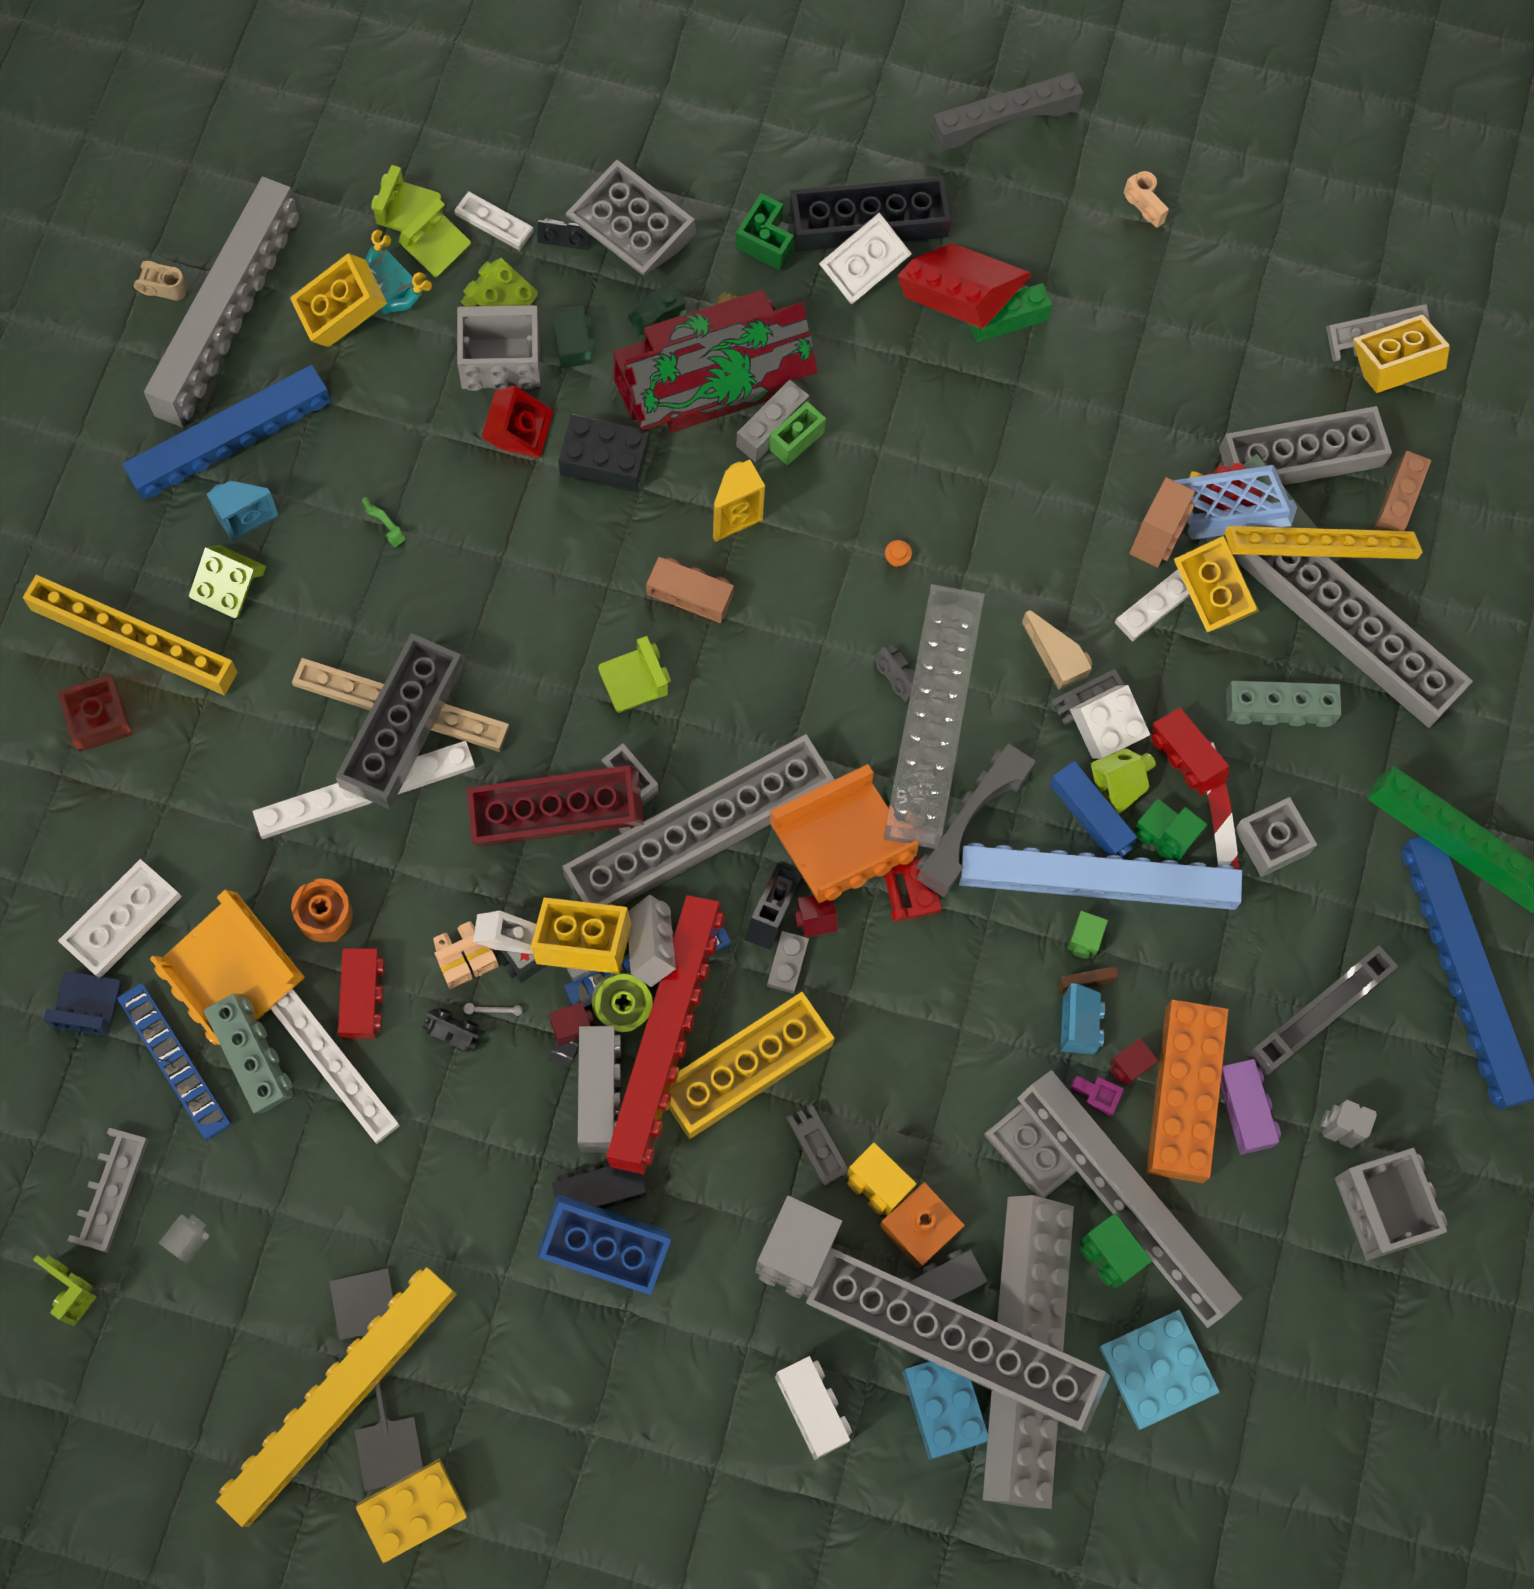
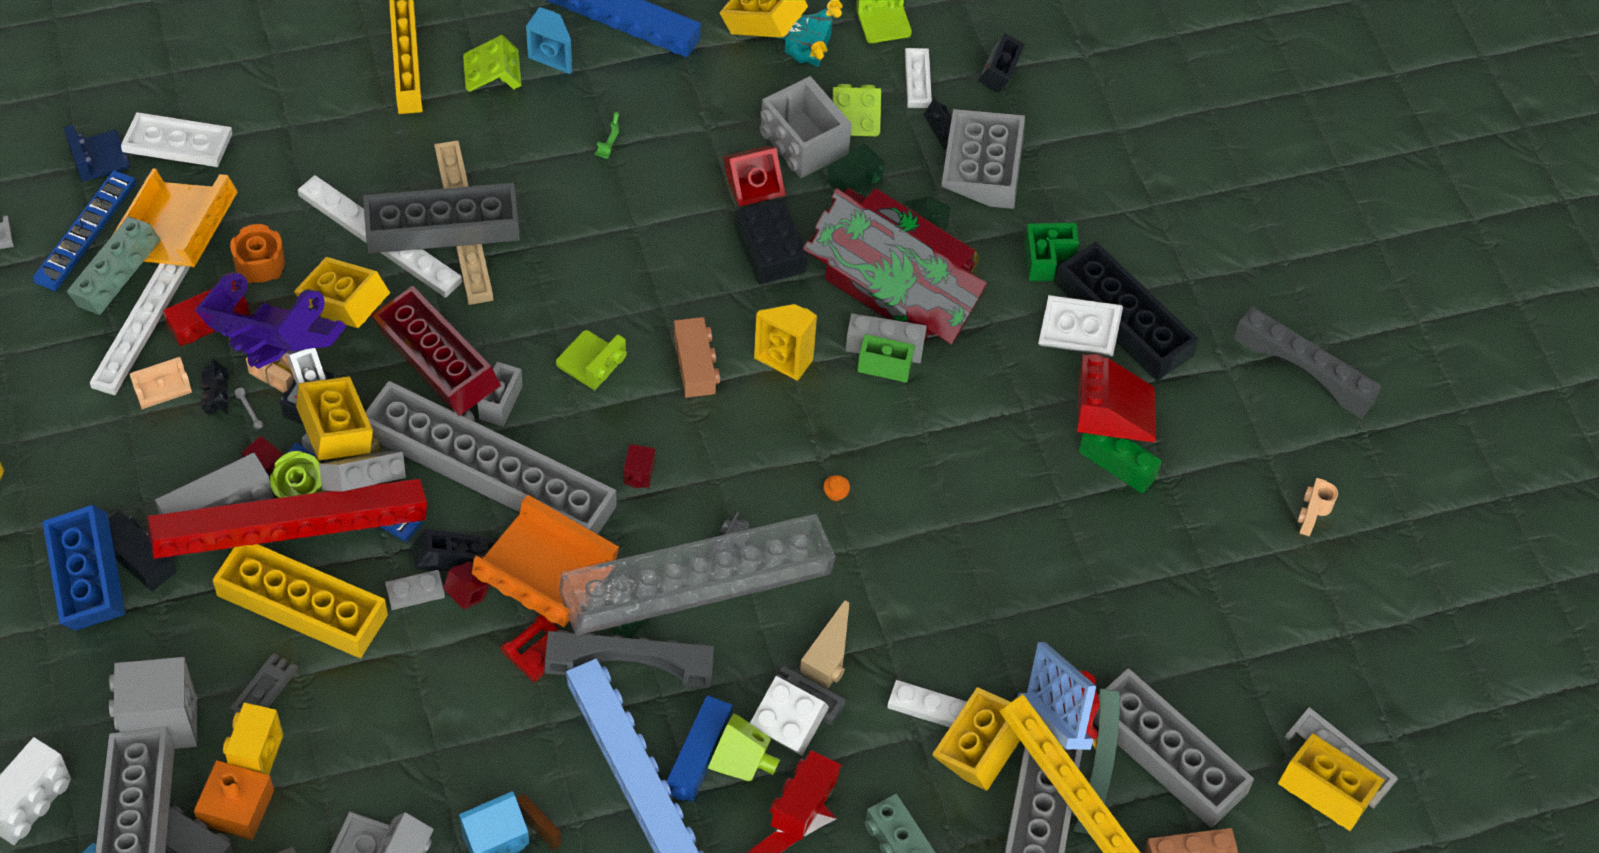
camera: 60 degrees right, 15 degrees down
(94, 713) = (327, 42): clear red brick -> none
(417, 1076) = (160, 382): none -> light nougat hinge
(427, 856) = (347, 289): none -> yellow brick
(434, 239) = (867, 43): lime bracket -> none
(436, 943) = (270, 329): none -> dark purple piece
(533, 141) = (1001, 62): none -> black brick
(779, 702) = (639, 466): none -> dark red brick
(1087, 935) = (579, 800): bright green brick -> none
(1163, 523) = (1003, 657): nougat brick -> none
(1168, 831) = (718, 817): green brick -> none

